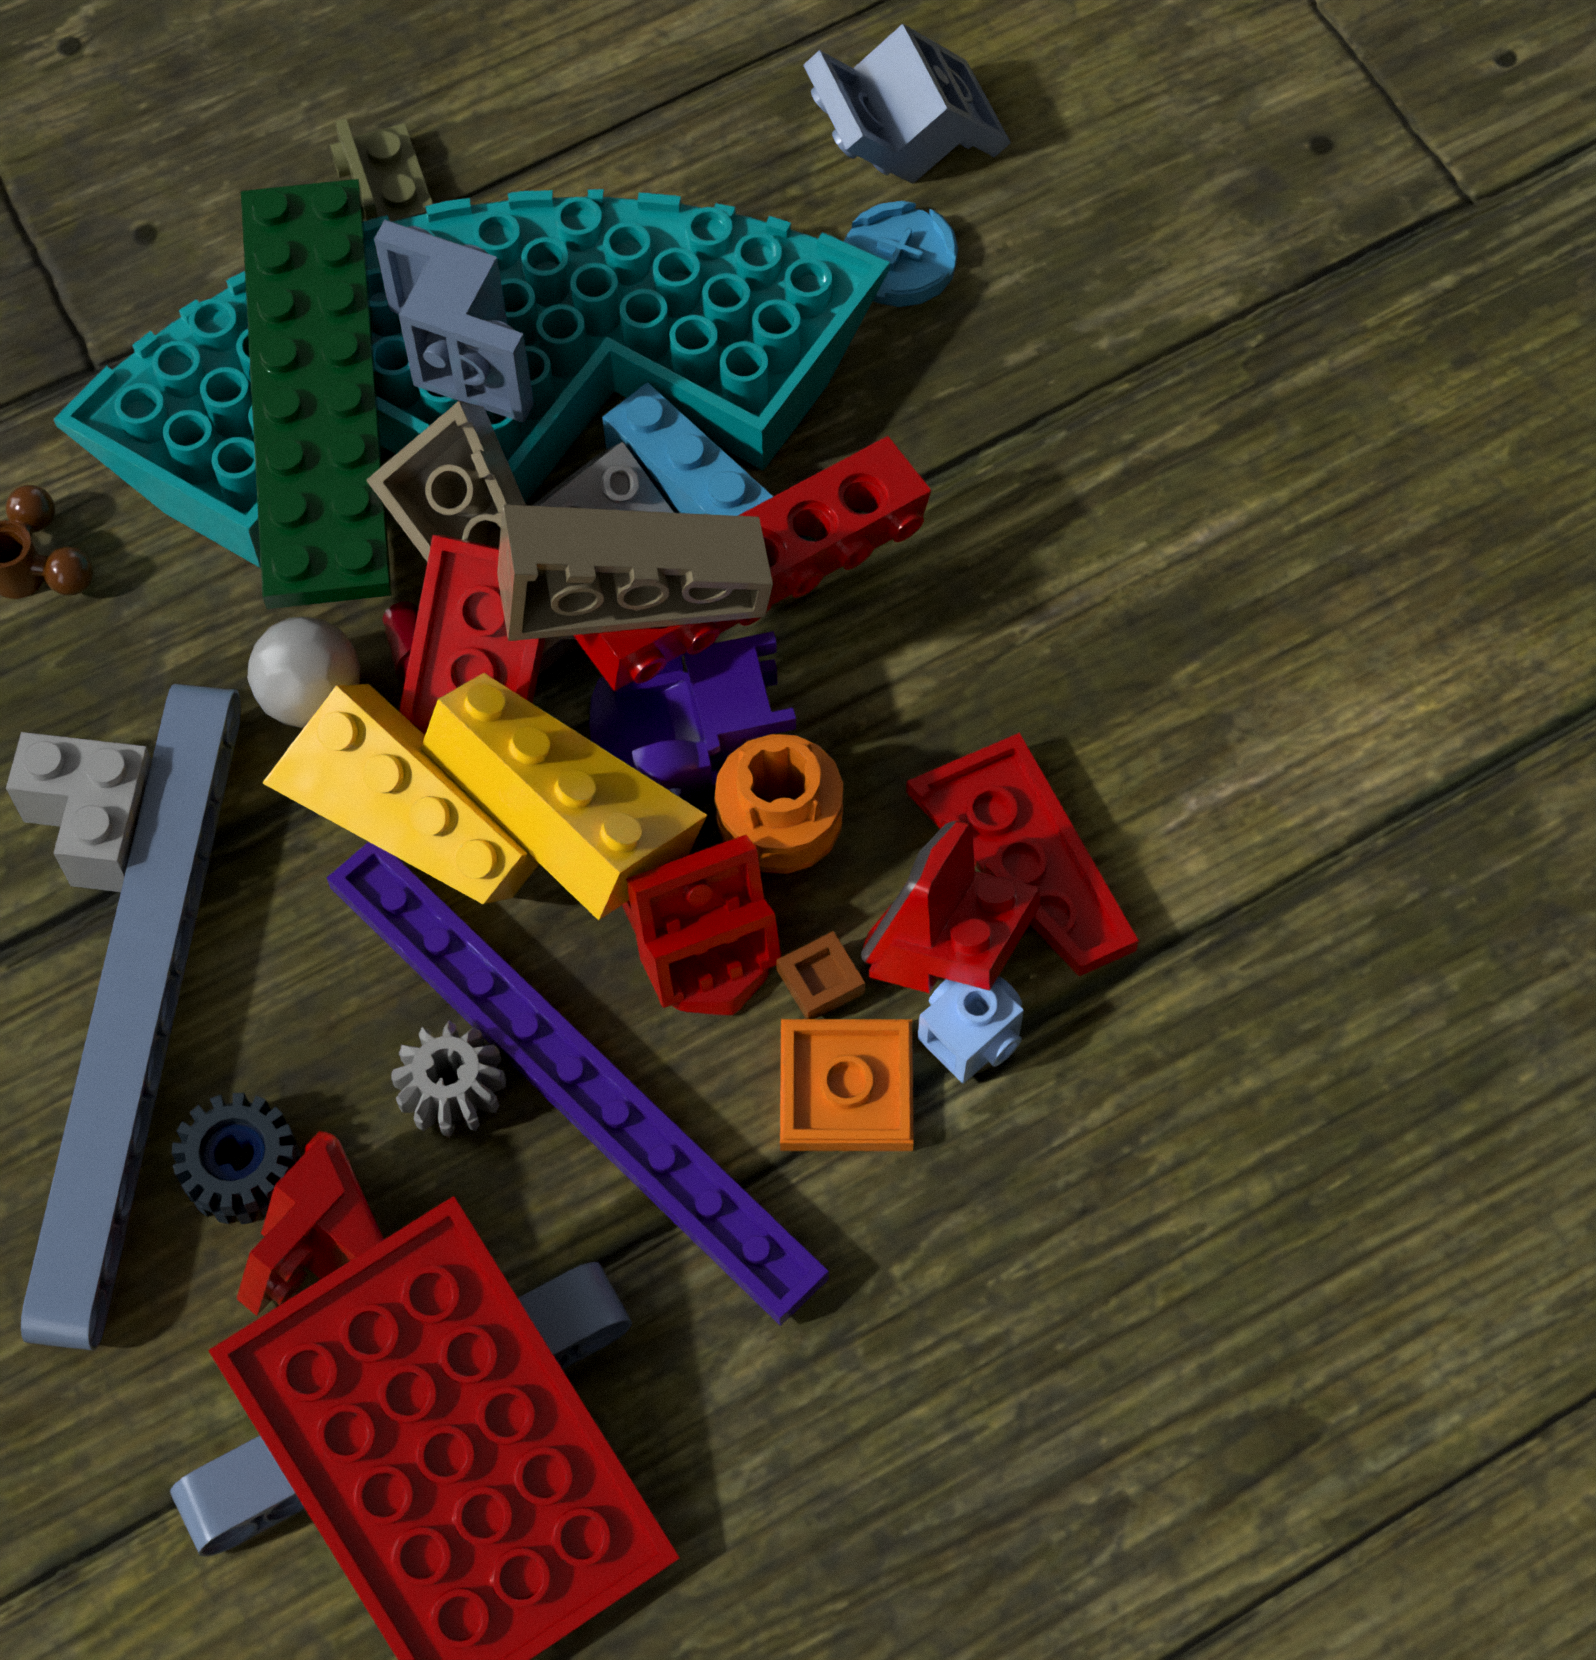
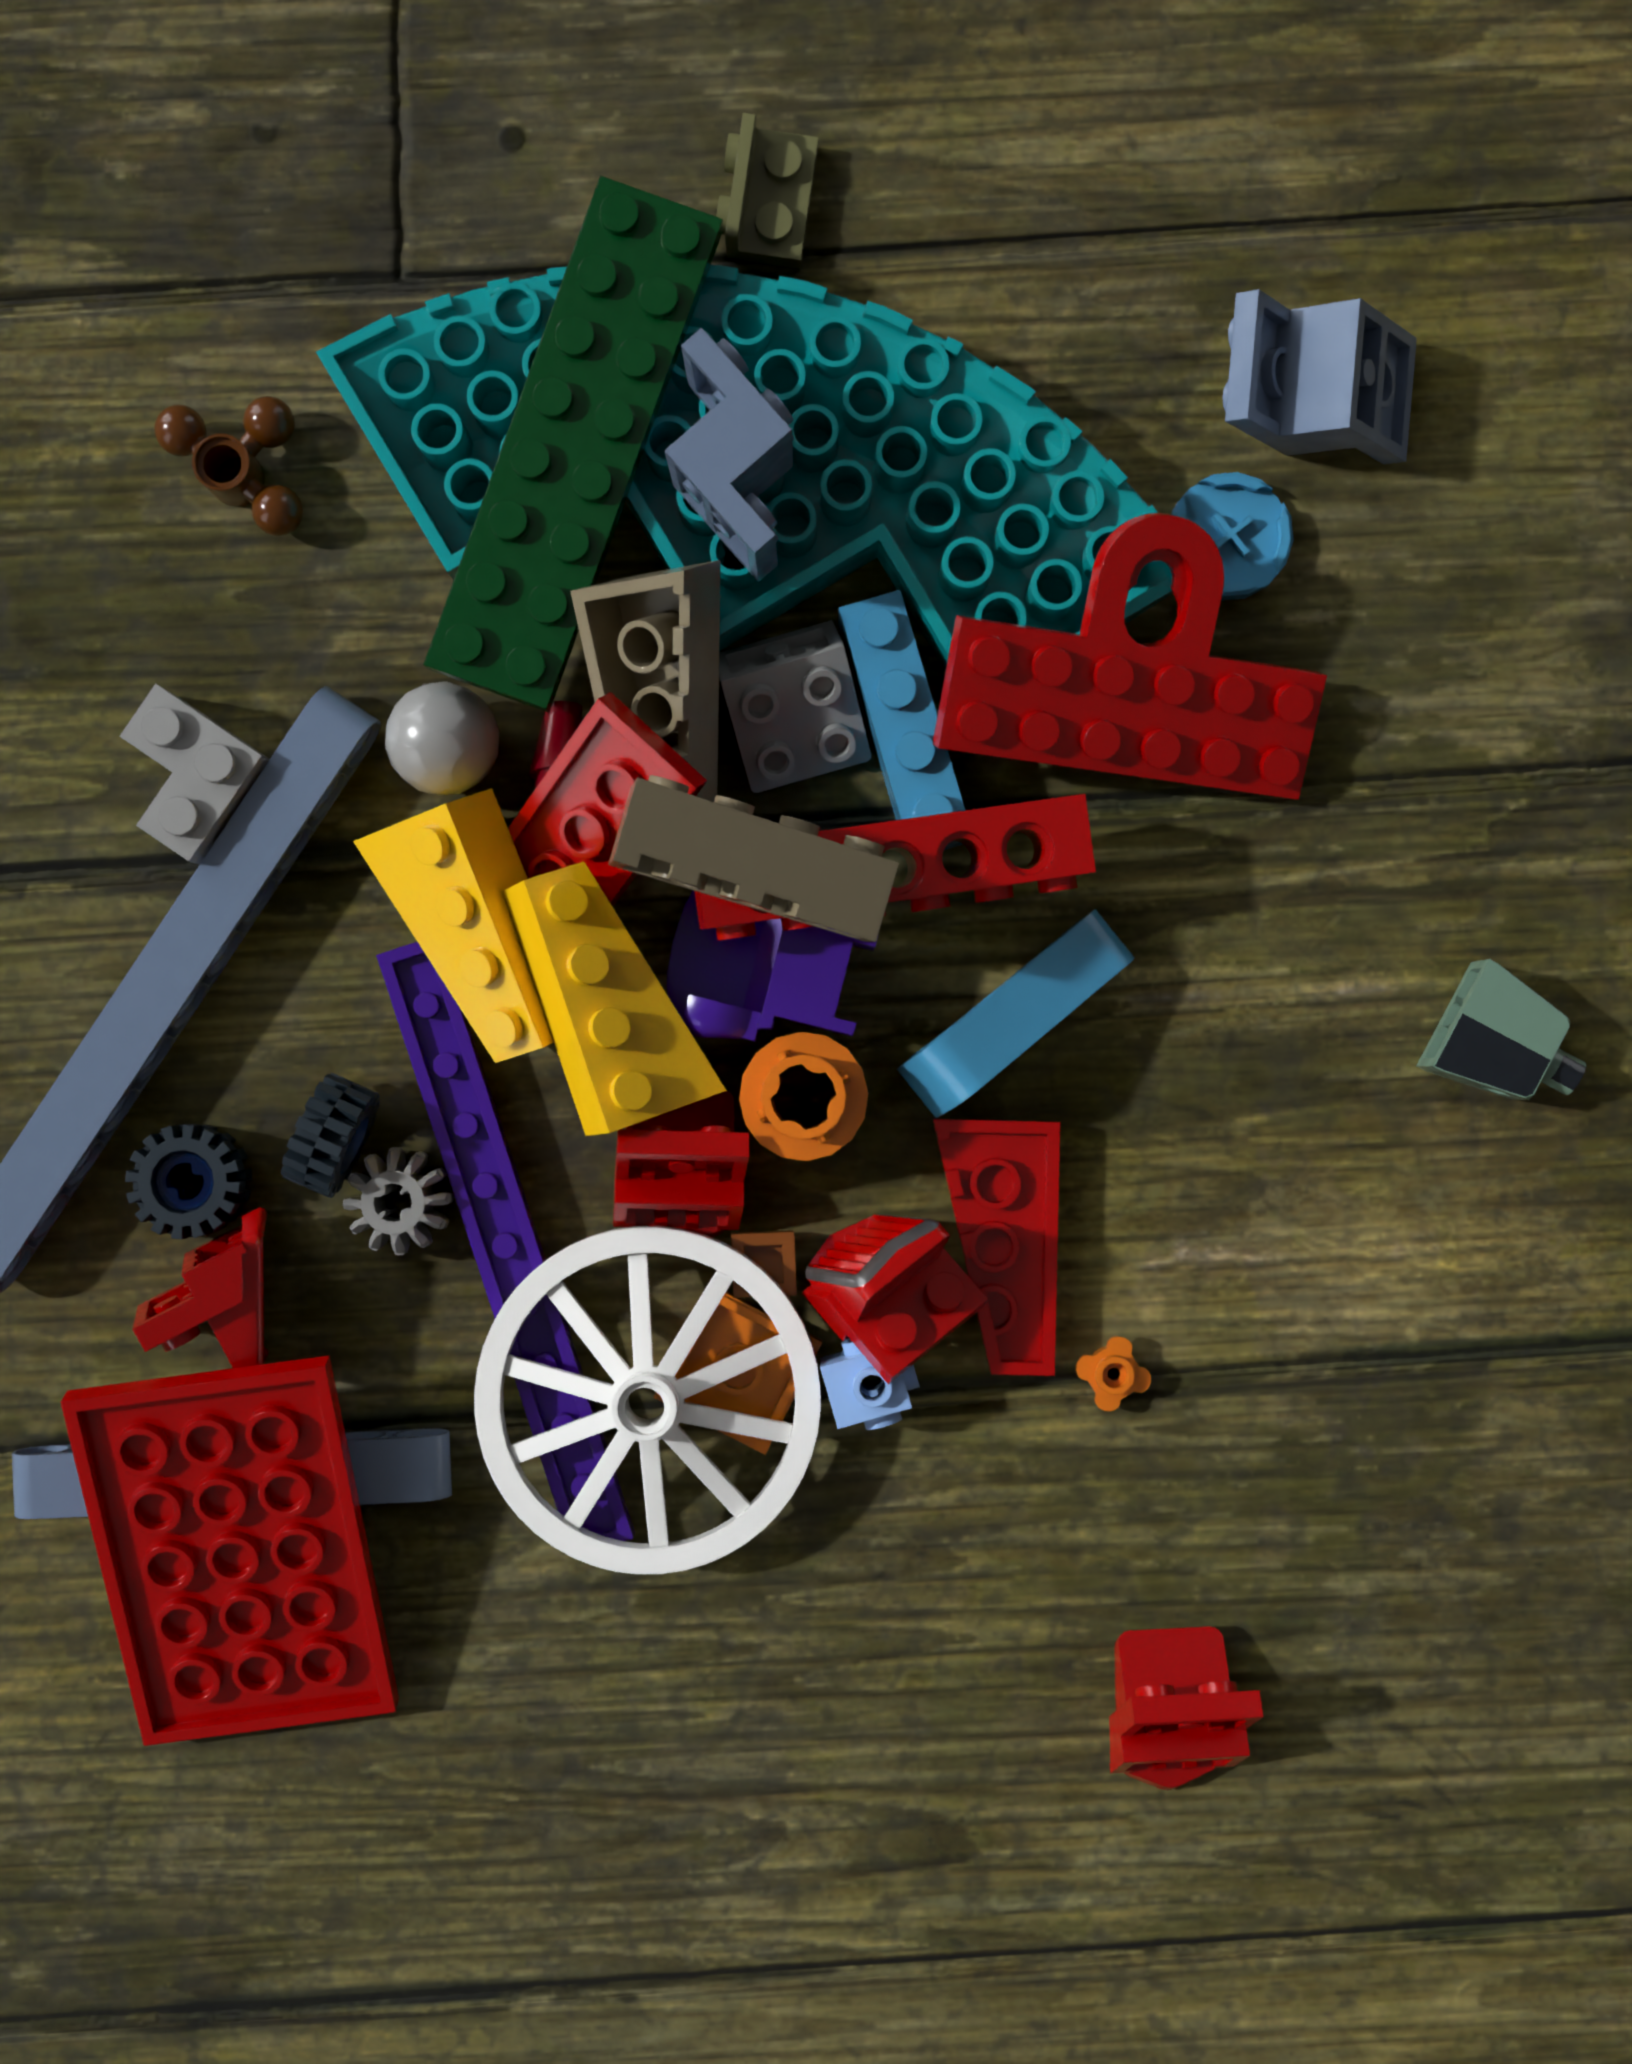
camera: 25 degrees right, 25 degrees up
(357, 1039) = (330, 1135): none -> black bush
(774, 1146) = (565, 1531): none -> white wheel
(895, 379) = (1131, 705): none -> red plate
(924, 669) = (1015, 1015): none -> dark azure beam
(1188, 939) = (1095, 1370): none -> orange plate
(1353, 502) = (1501, 1037): none -> sand green torso
(1431, 1177) = (1177, 1707): none -> red piece

